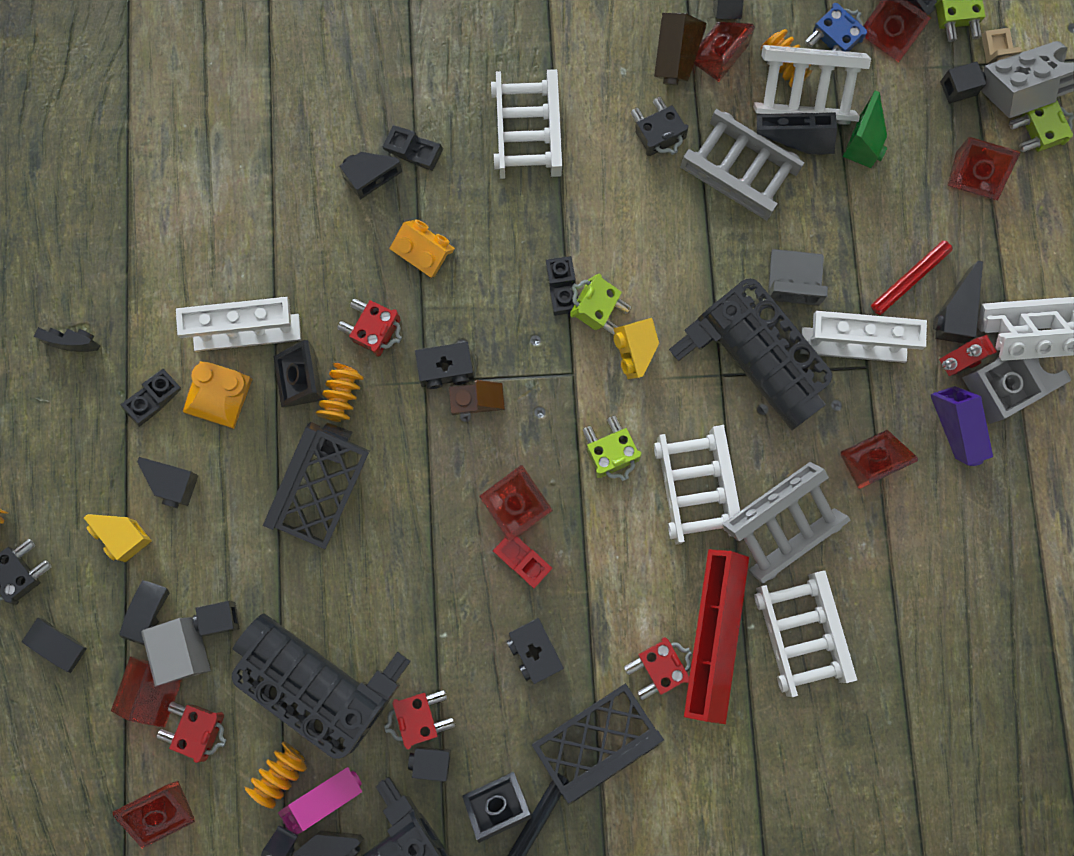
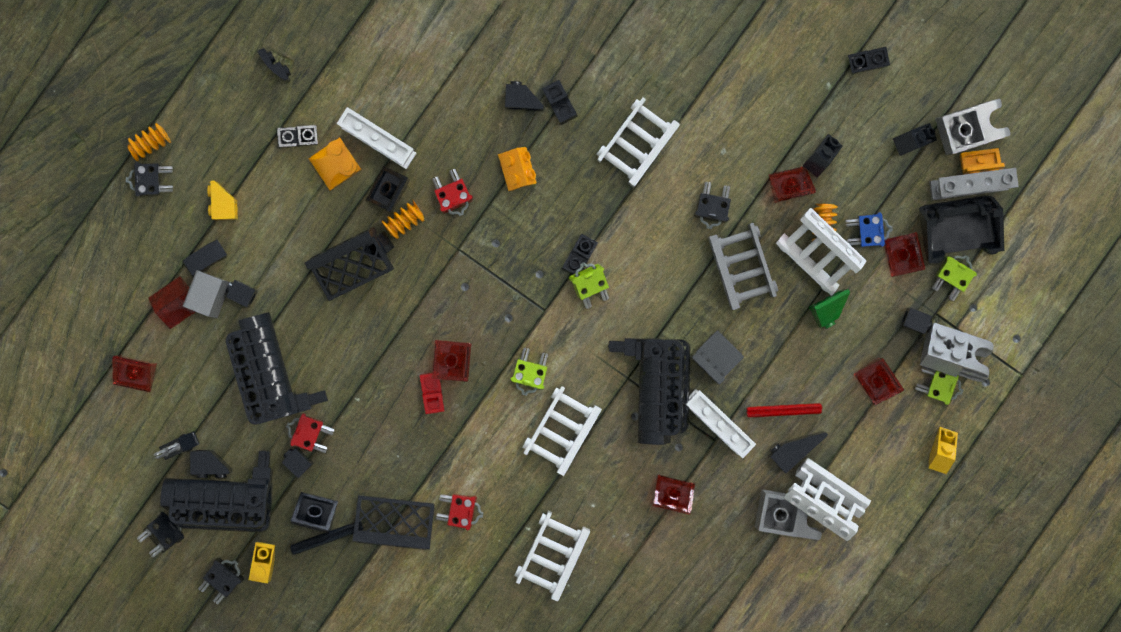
camera: 40 degrees right, 10 degrees up
(54, 645) = (143, 237): black slope -> none
(168, 482) = (271, 195): black slope -> none
(197, 733) = (185, 347): red piece -> none
(278, 776) = (211, 405): light orange piece -> none
(321, 801) = (224, 435): dark pink slope -> none
(430, 365) = (469, 240): black brick -> none
(476, 398) = (479, 282): reddish brown slope -> none
(534, 634) = (401, 459): black brick -> none
(637, 346) = (592, 325): yellow slope -> none
(678, 46) = (763, 166): dark brown slope -> none
(716, 636) = (502, 518): red brick -> none
(772, 503) = (596, 474): light grey fence -> none
(802, 131) = (791, 274): black slope -> none
(964, 424) = (737, 515): dark purple slope -> none
(967, 355) = (772, 480): red piece -> none
(998, 45) = (957, 316): tan bracket -> none

